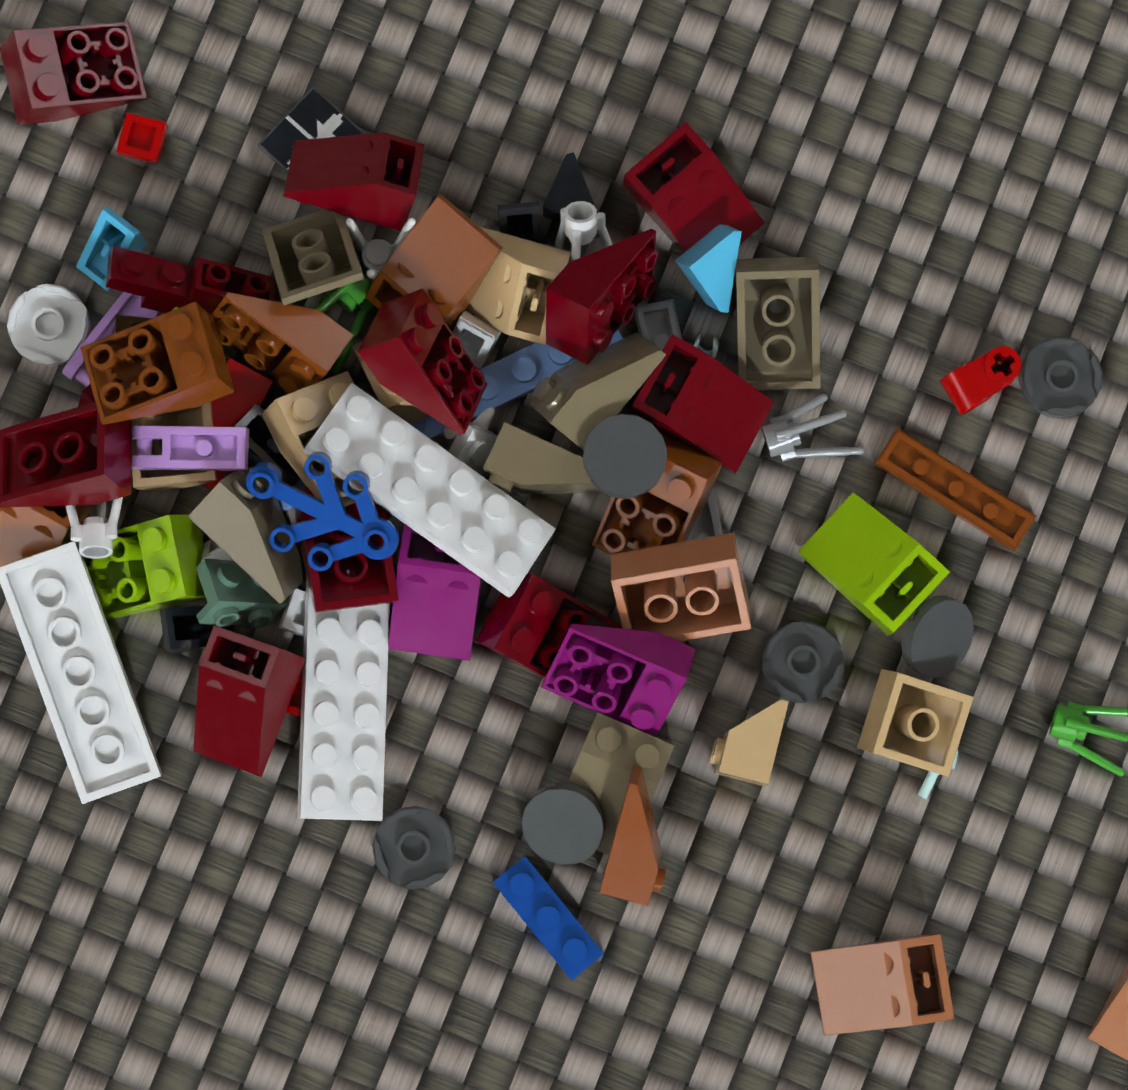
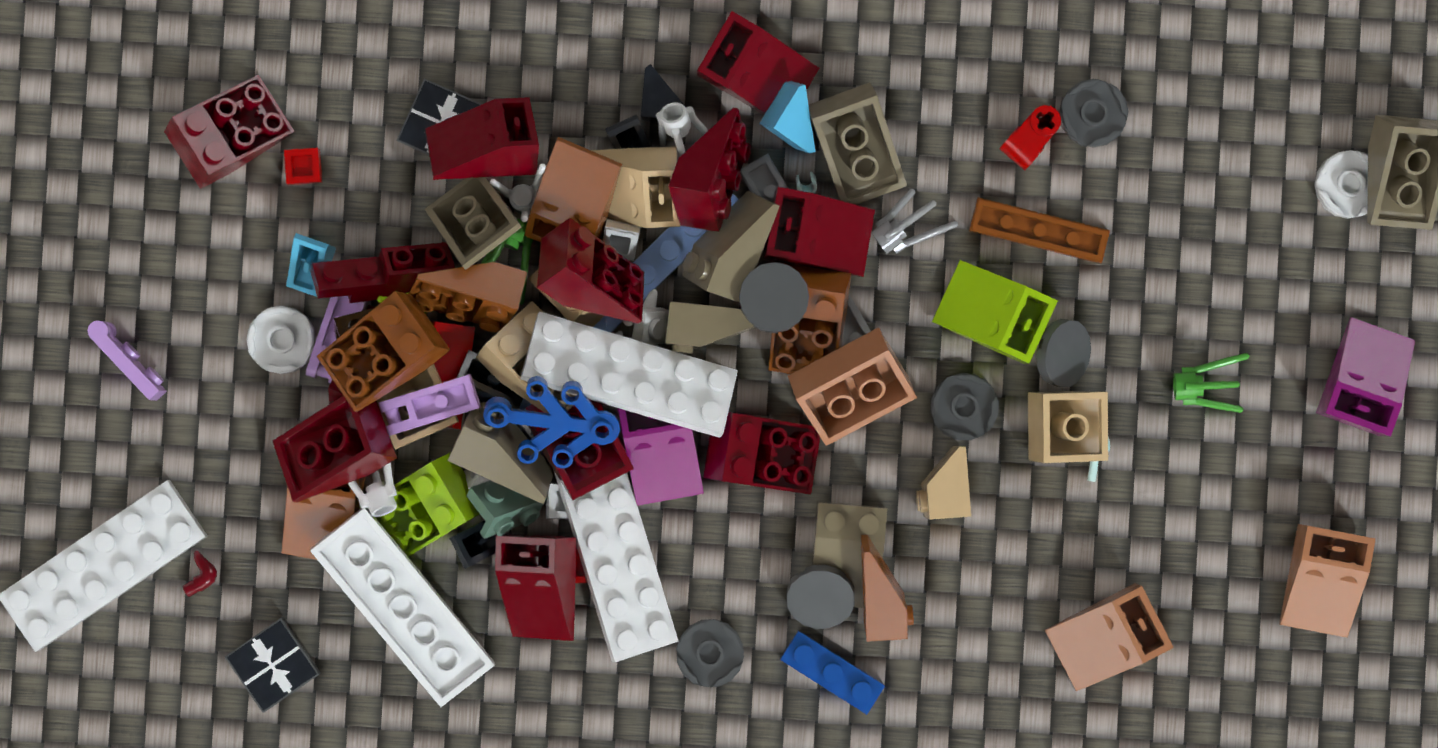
camera: 15 degrees left, 5 degrees up
(621, 673) = (828, 466): magenta slope -> none

